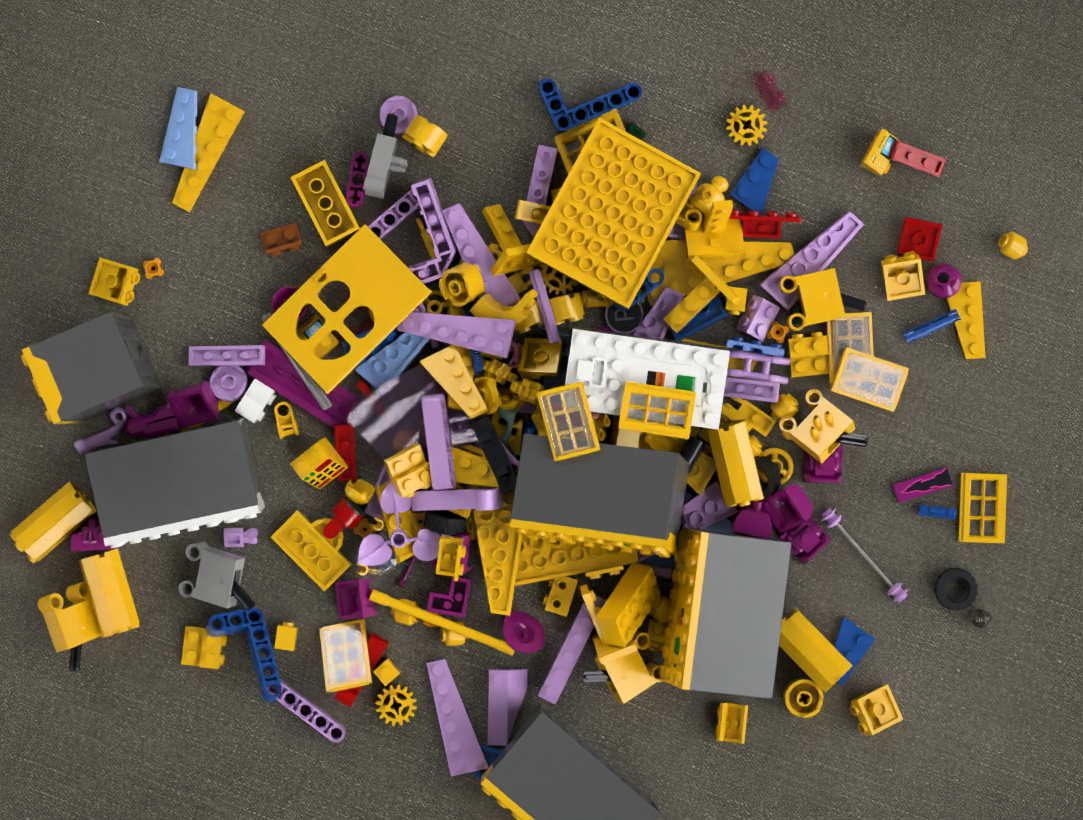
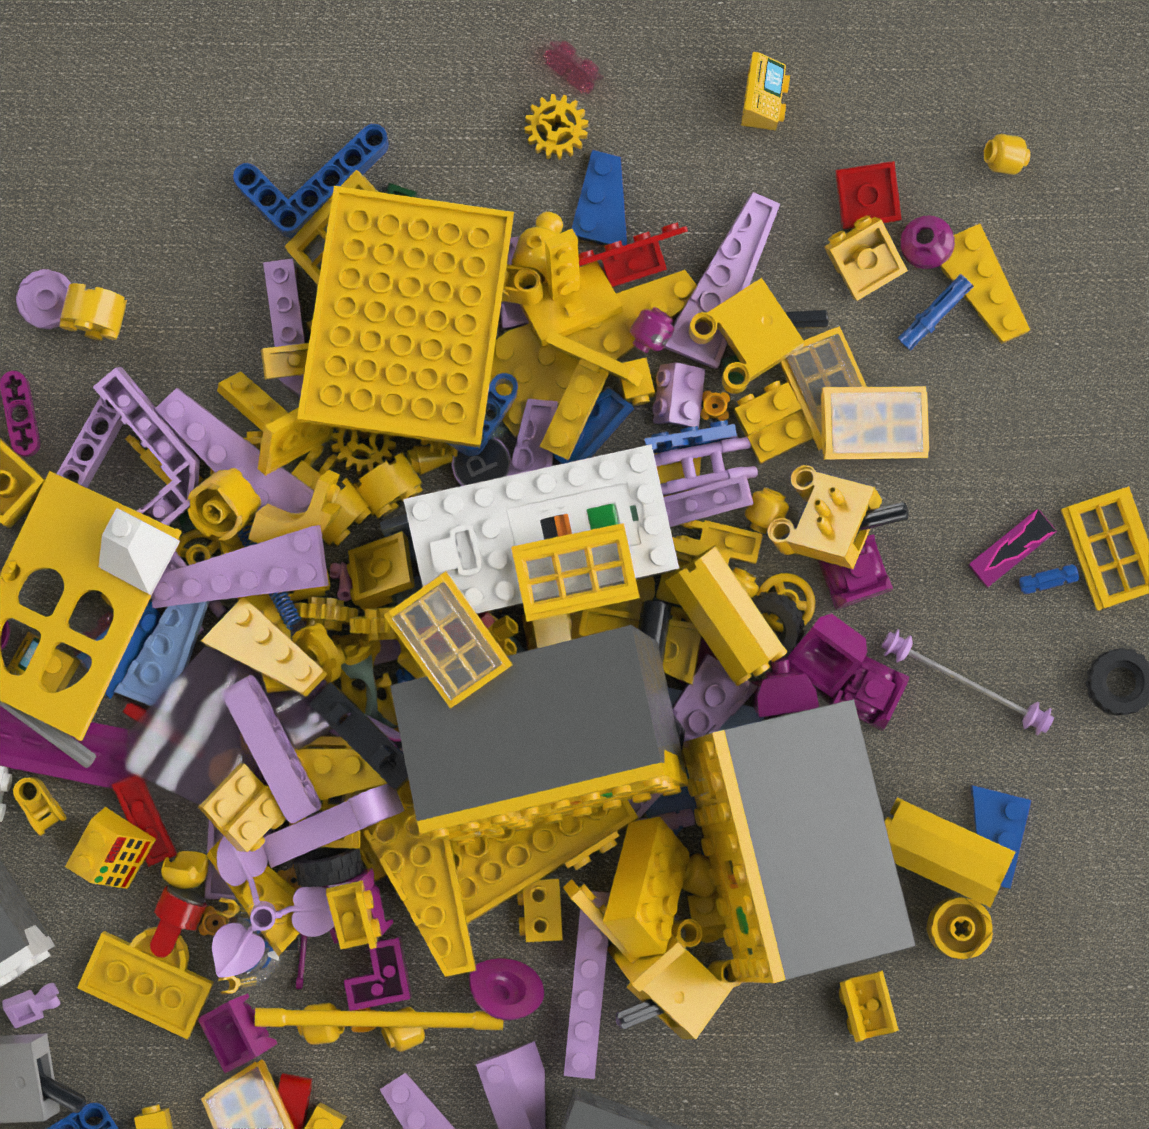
camera: 25 degrees left, 5 degrees down
(383, 160) = (43, 369): light grey piece -> none
(400, 294) = (135, 551): none -> white slope
(544, 306) = (358, 491): lavender axle -> none
(757, 273) = (652, 330): none -> magenta head
(876, 710) = (1075, 906): yellow plate -> none
(917, 158) = (820, 81): tile -> none

